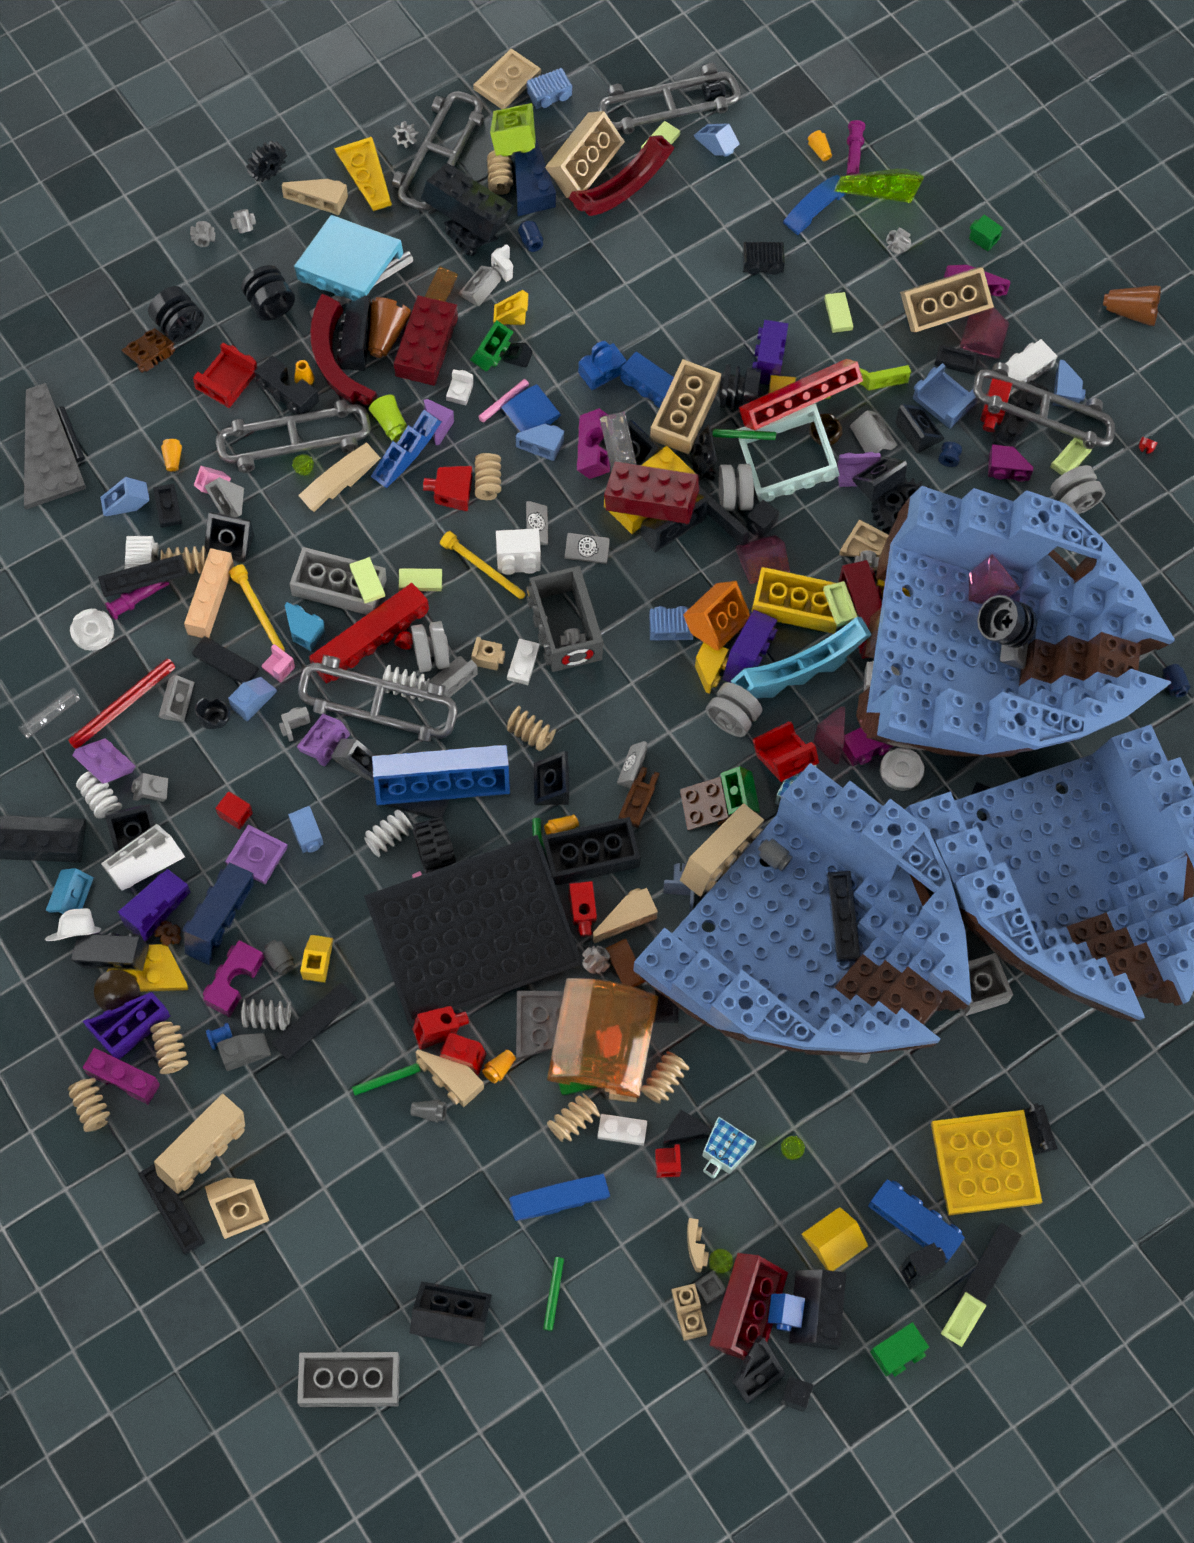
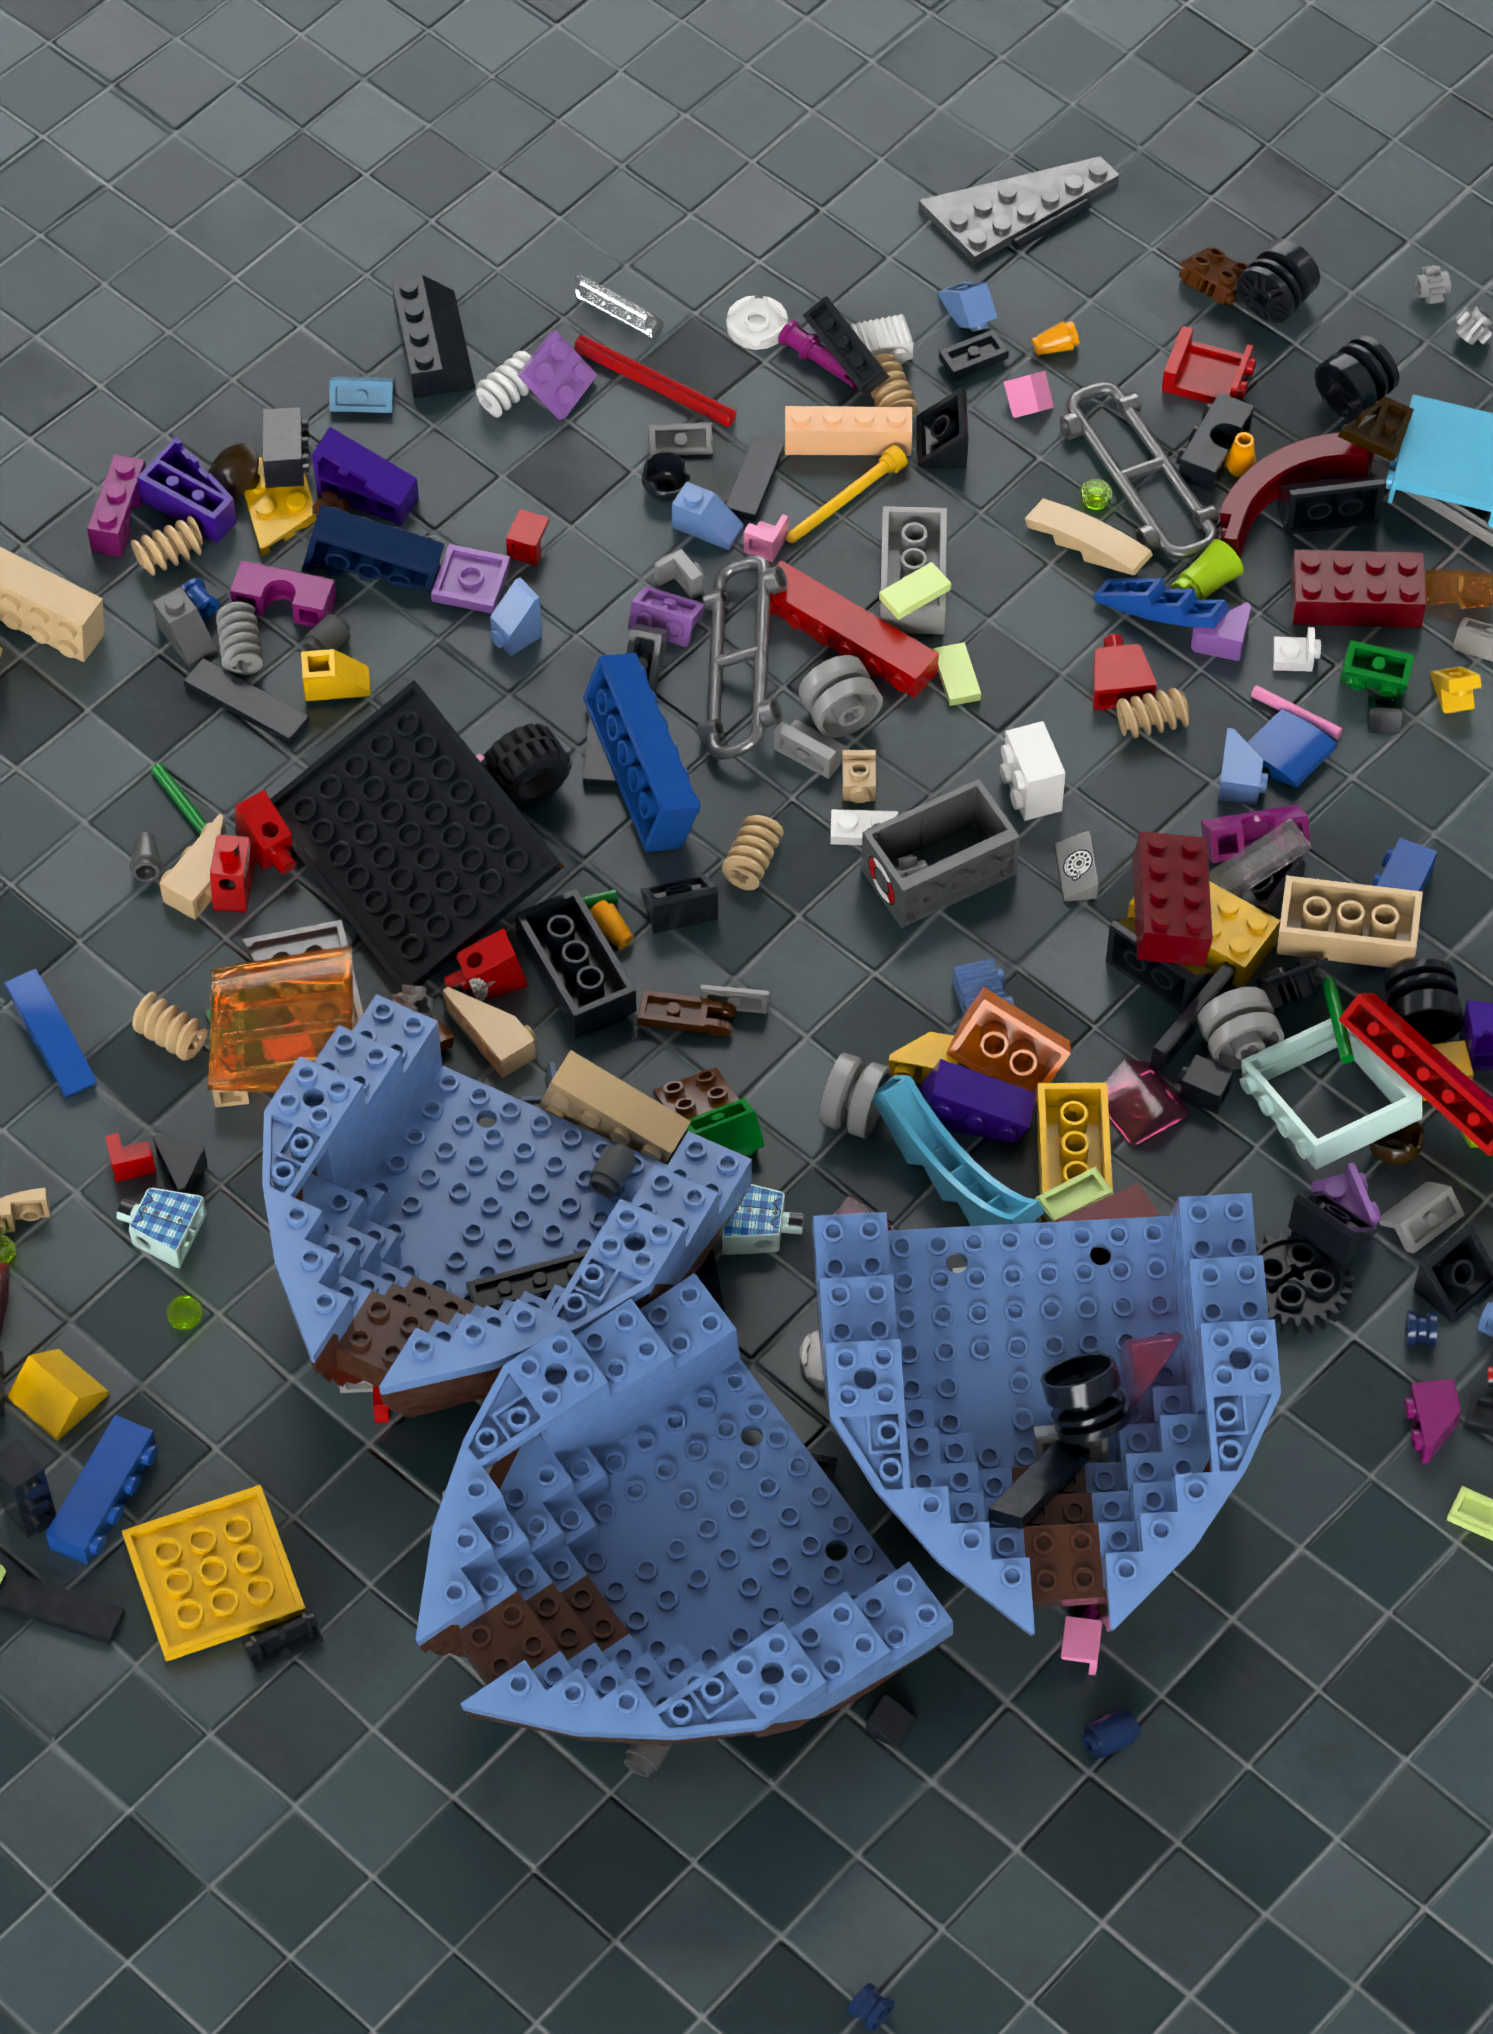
camera: 80 degrees right, 10 degrees down
(74, 923) = (313, 402): white piece -> none
(87, 1104) = (70, 480): tan piece -> none
(129, 824) = (469, 434): black slope -> none
(142, 857) = (427, 449): white wedge -> none
(150, 787) = (537, 439): light grey bracket -> none
(226, 496) = (1005, 413): light grey slope -> none
(304, 628) = (831, 549): dark azure slope -> none
(323, 287) = (1380, 428): none -> dark brown wing
(385, 325) = (1357, 528): dark orange cone -> none
(387, 832) = (526, 709): white piece -> none
(406, 680) = (784, 682): white piece -> none
(450, 541) = (1029, 695): yellow piece -> none
(498, 1067) = (226, 923): light orange cone -> none
(537, 518) = (1097, 793): light grey slope -> none
(602, 365) = (1399, 813): blue brick -> none
(622, 1129) = (168, 1095): white plate -> none
(664, 1077) = (240, 1124): tan piece -> none
(784, 751) = (807, 1179): red panel -> none
(1060, 661) = (1038, 1484): none -> black tile
(1078, 489) = (1410, 1518): light grey wheel -> none

